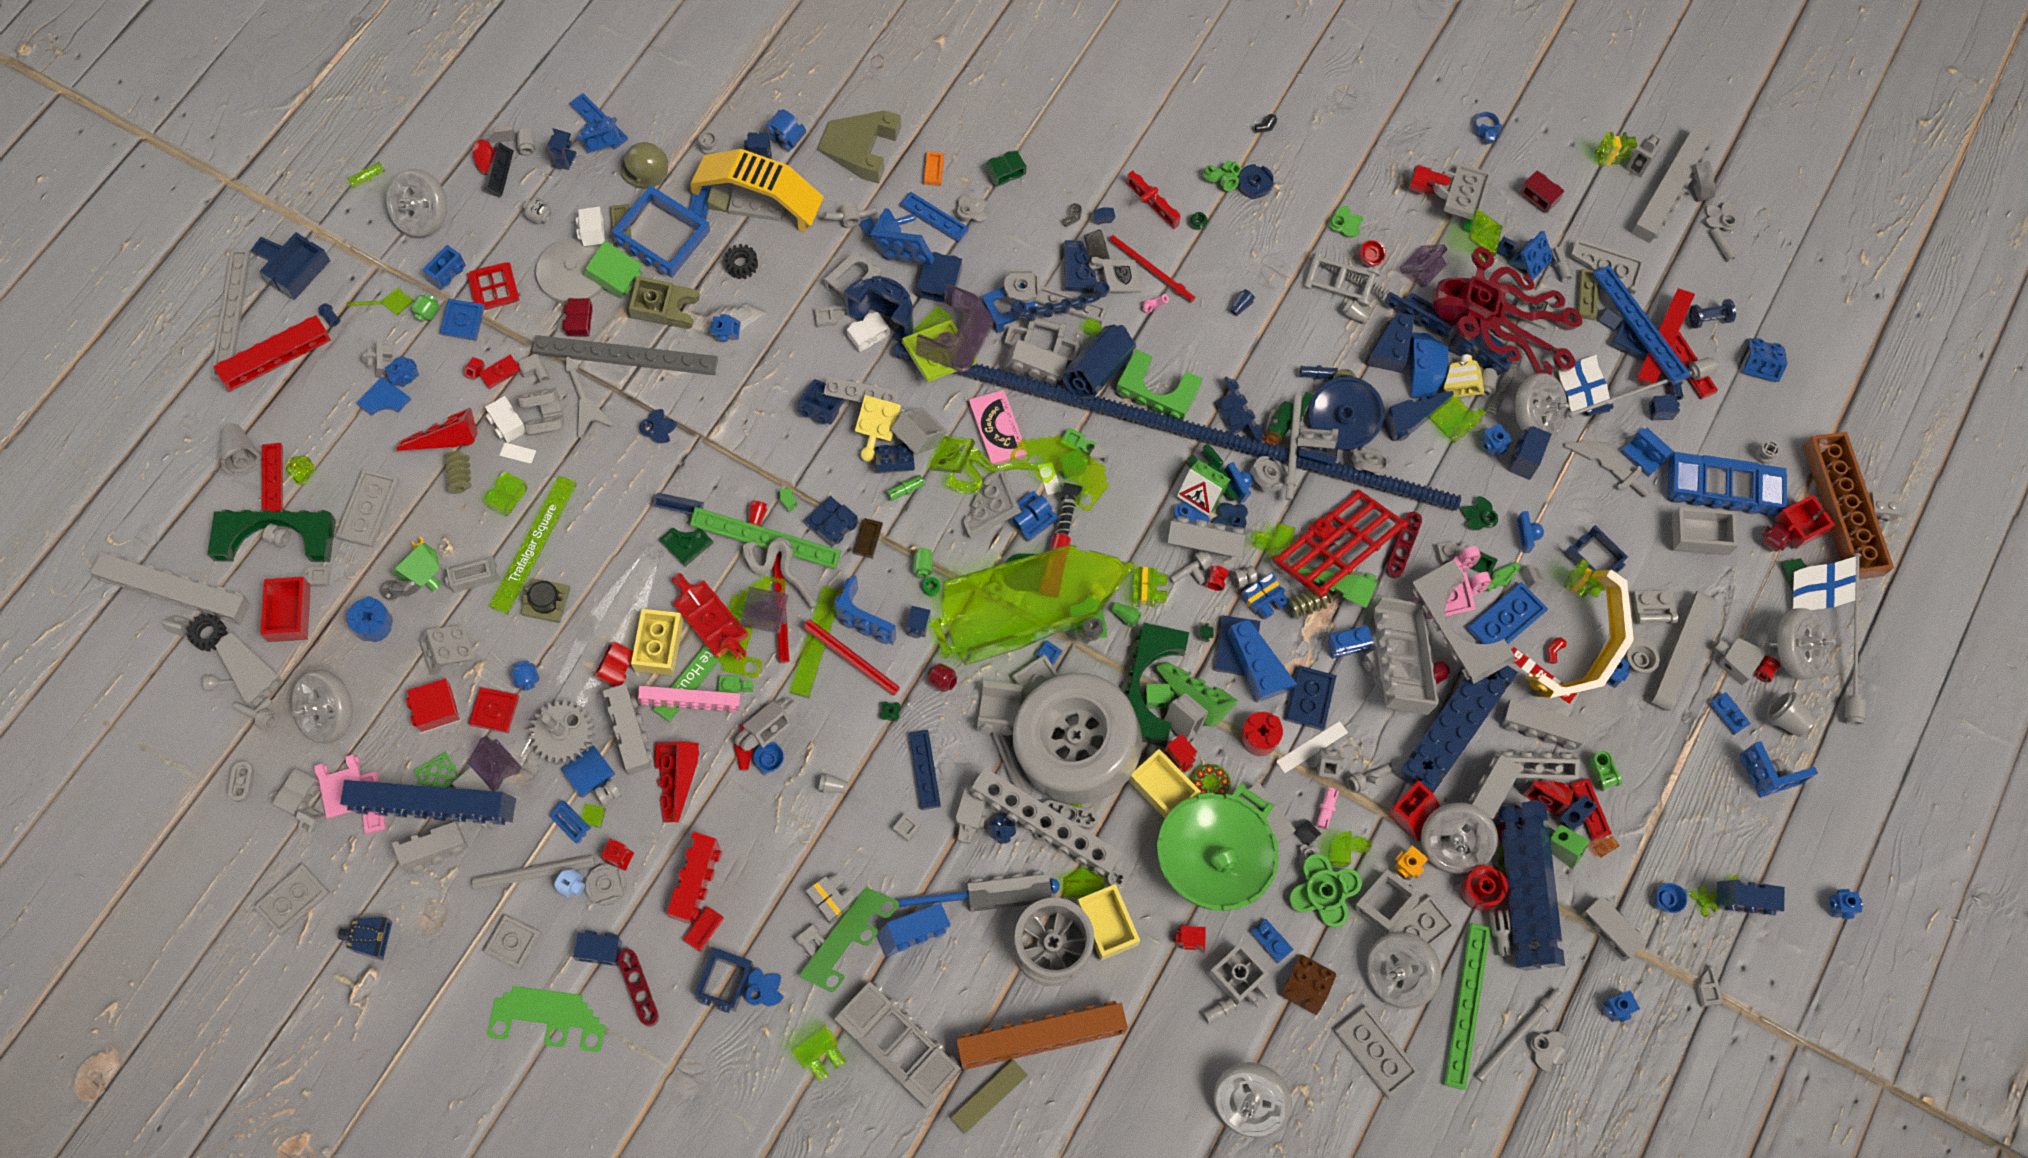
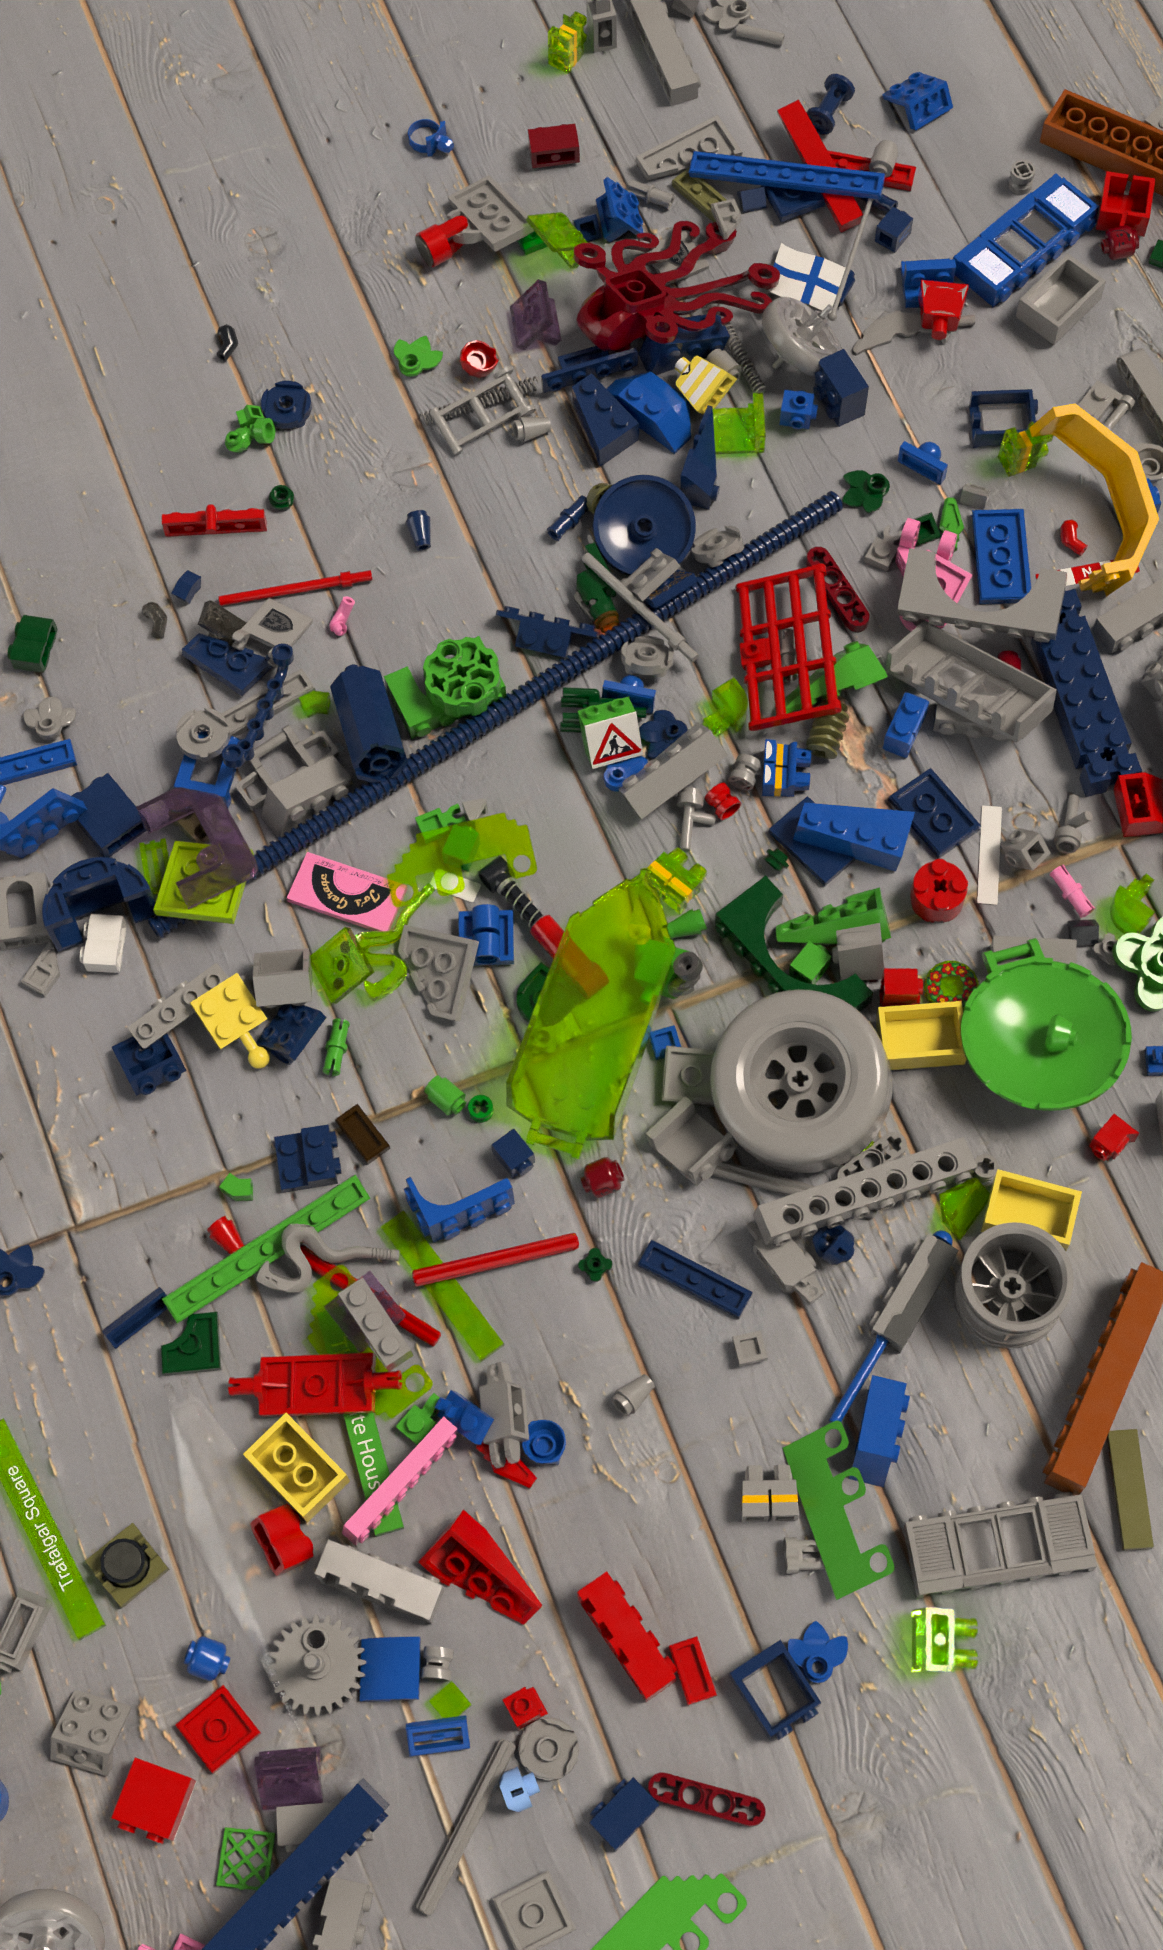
camera: 45 degrees left, 0 degrees up
(750, 705) = (465, 1416): none -> blue plate
(757, 618) = (375, 1324): none -> light grey brick
(1171, 396) = (462, 677): none -> bright green connector
(1583, 313) = (726, 216): none -> light grey tile
(1635, 469) = (941, 306): none -> red torso

